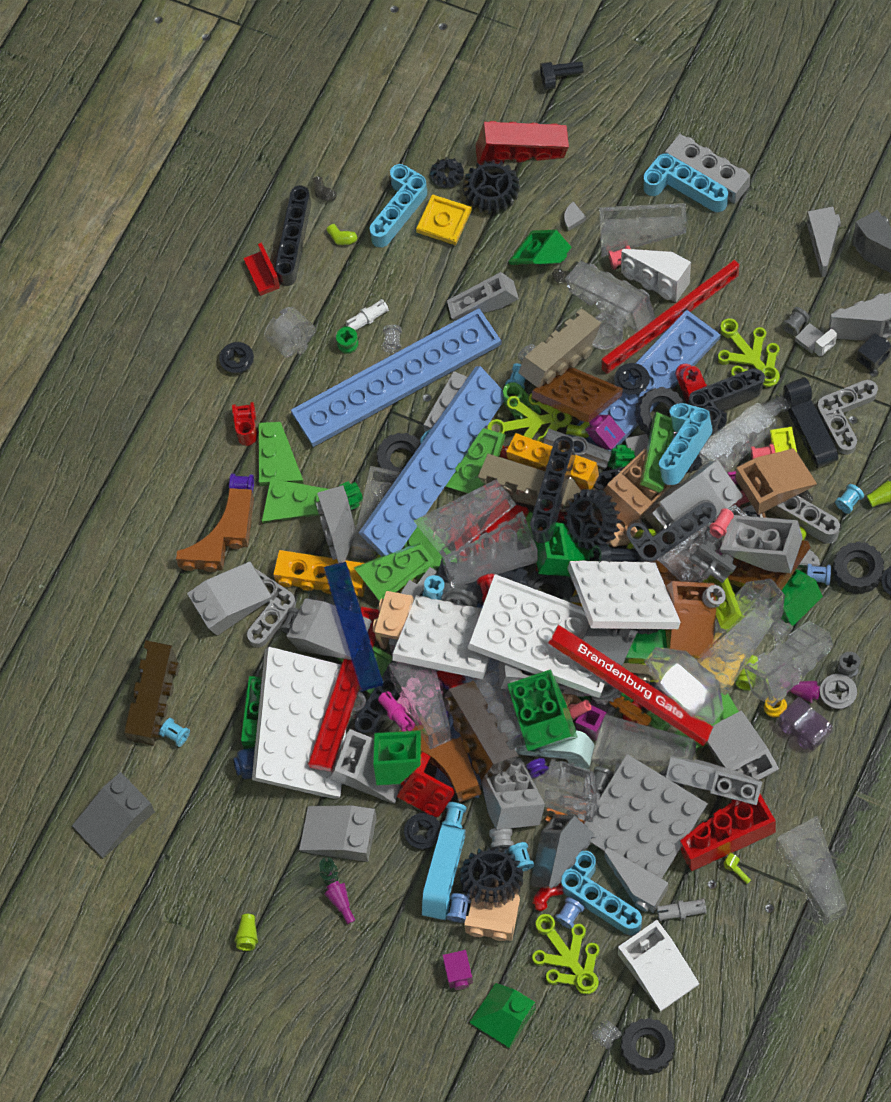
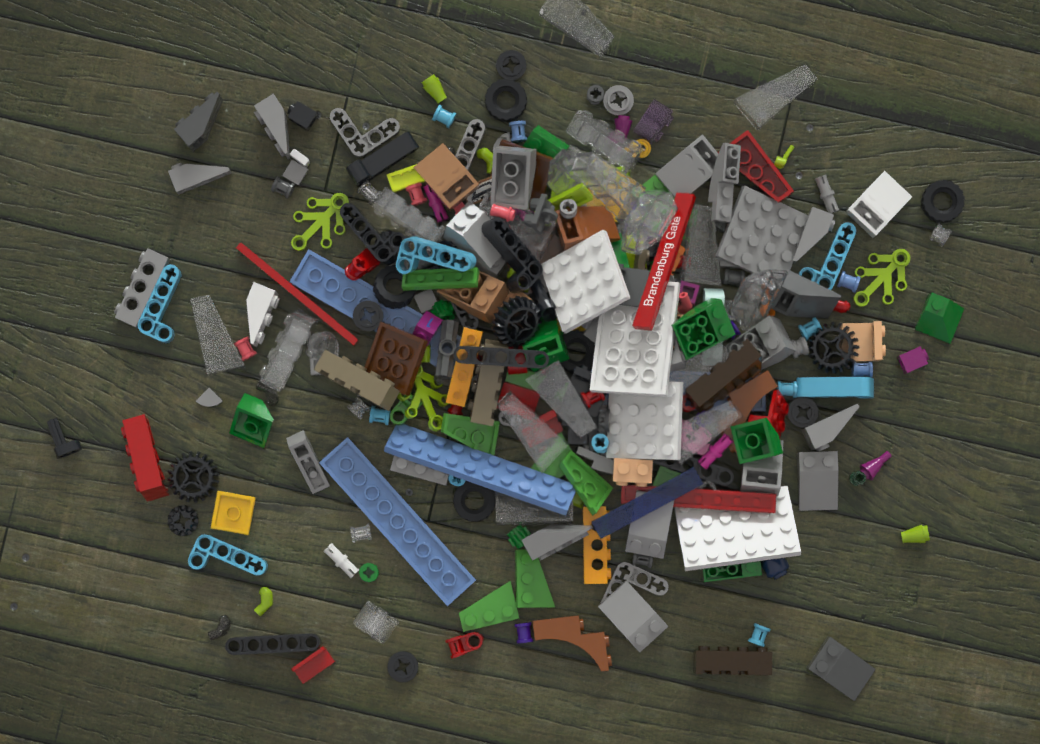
camera: 110 degrees left, 20 degrees up
(391, 840) = (826, 430): none -> light grey slope

